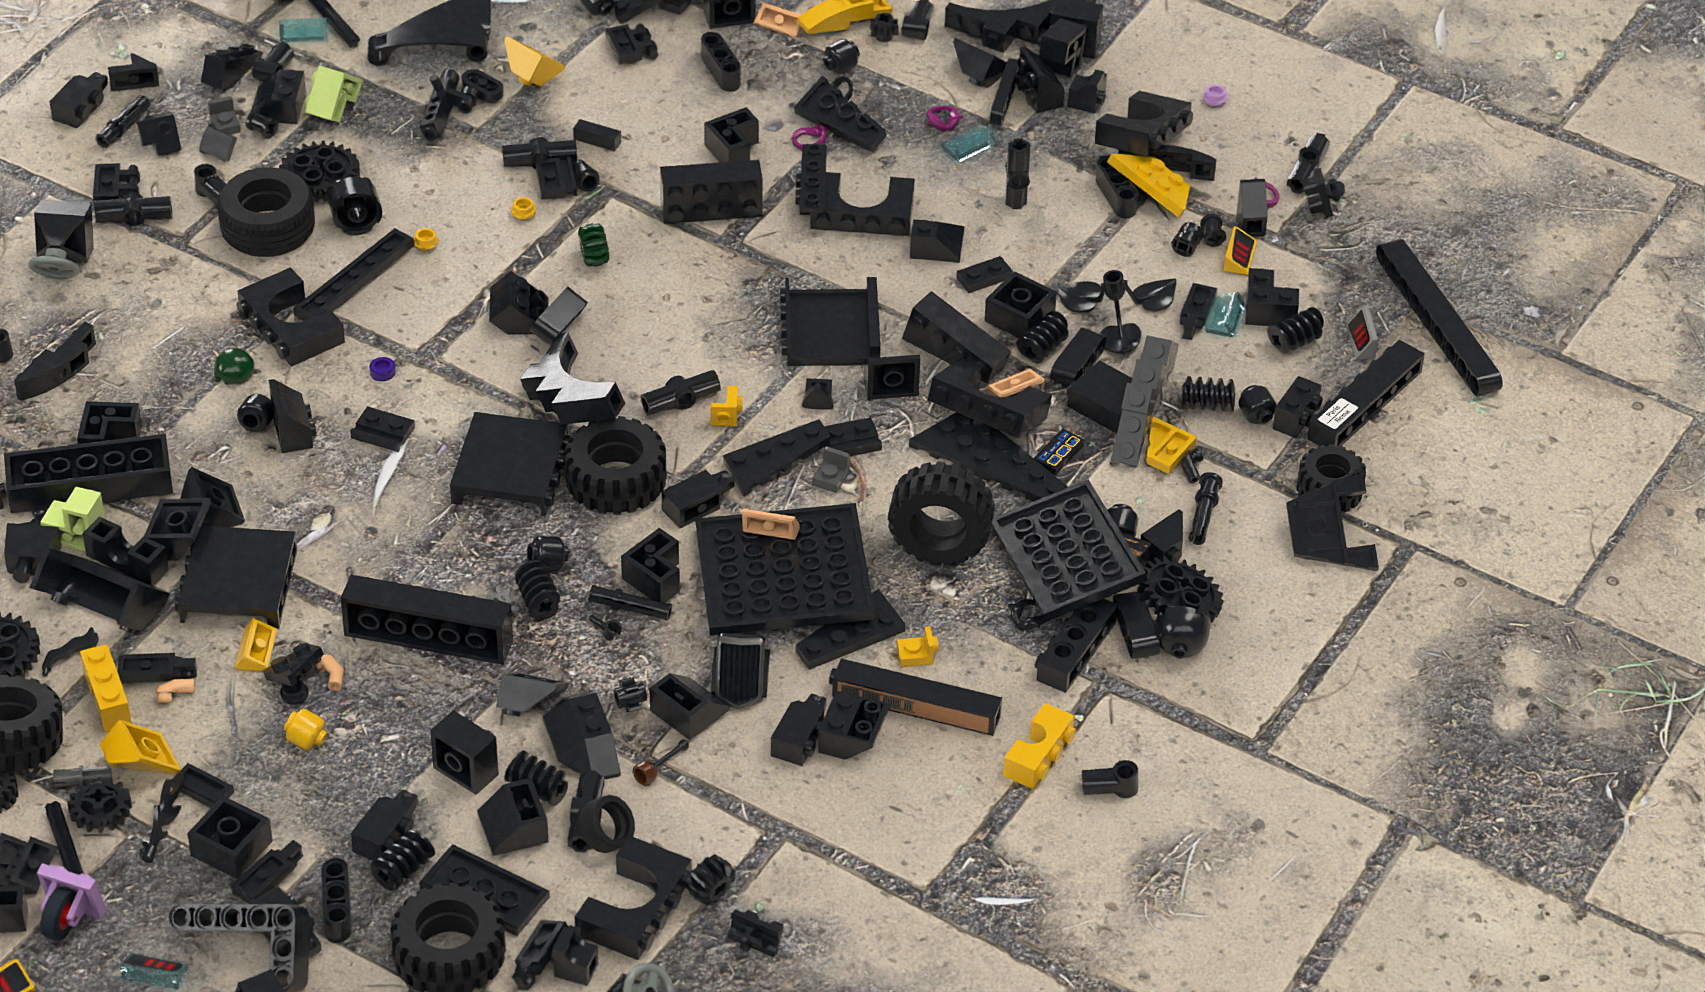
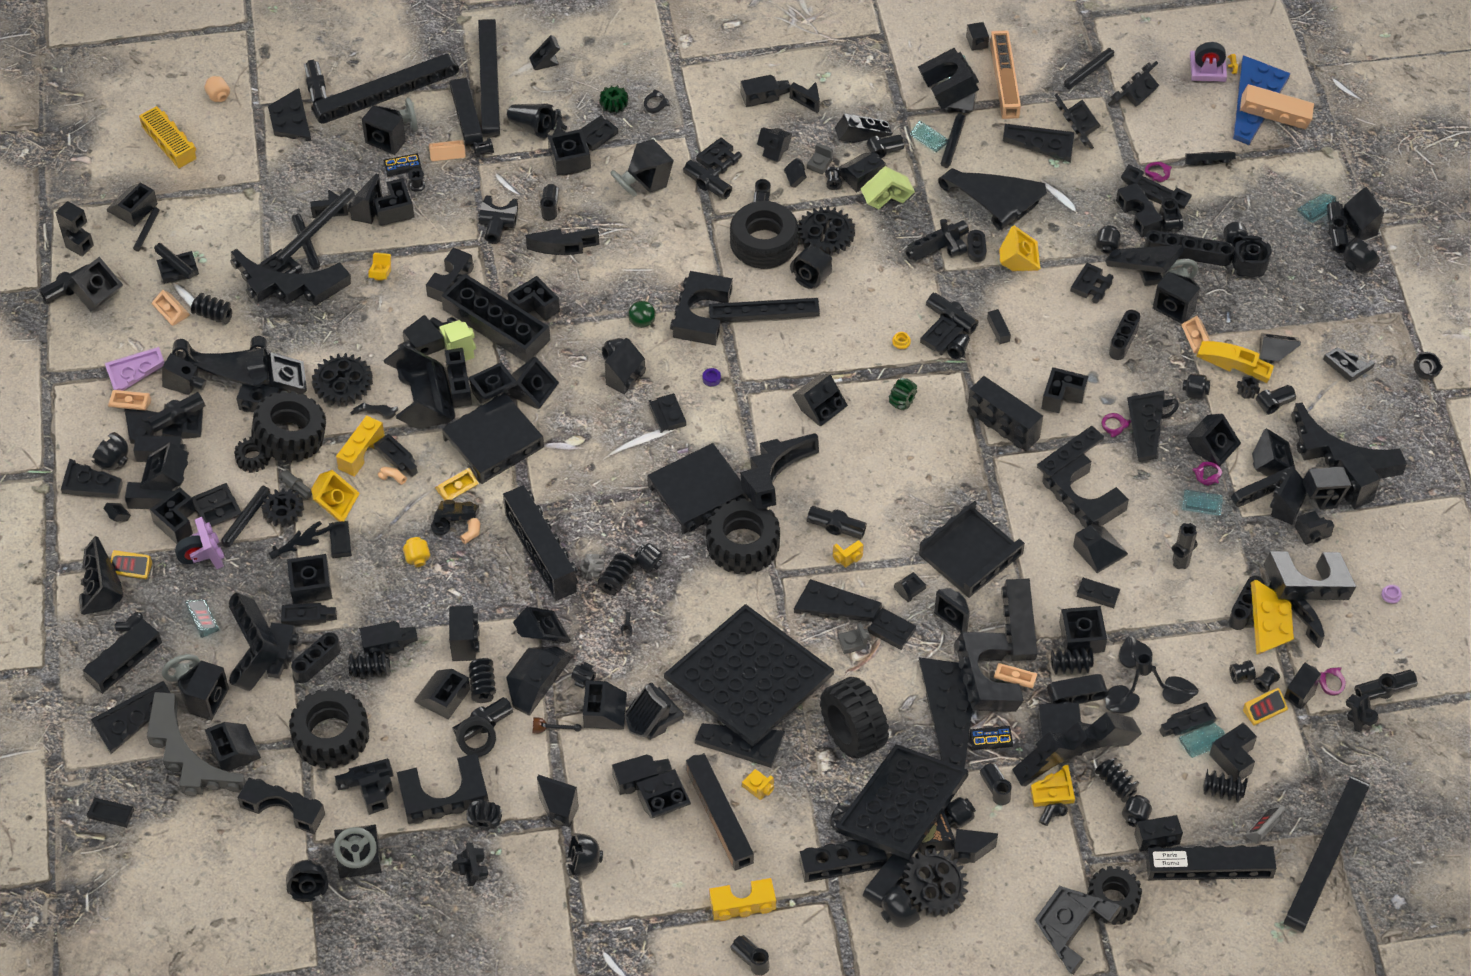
camera: 50 degrees right, 10 degrees up
(117, 126) = (766, 121): black pin -> none
(425, 239) = (828, 317): yellow plate -> none
(514, 895) = (388, 717): black tile -> none
(558, 316) = (830, 421): black beam -> none
(629, 602) = (650, 616): black pin -> none
(652, 566) = (686, 608): black brick -> none
(695, 496) = (764, 591): black hinge -> none
(761, 808) = (558, 800): none -> black slope
(770, 524) = (770, 642): light nougat slope -> none
(849, 832) = (584, 854): none -> black cylinder
(911, 85) = (1214, 439): none -> black slope
(1126, 480) = (996, 783): none -> black piece
(1206, 500) = (1030, 841): black pin -> none

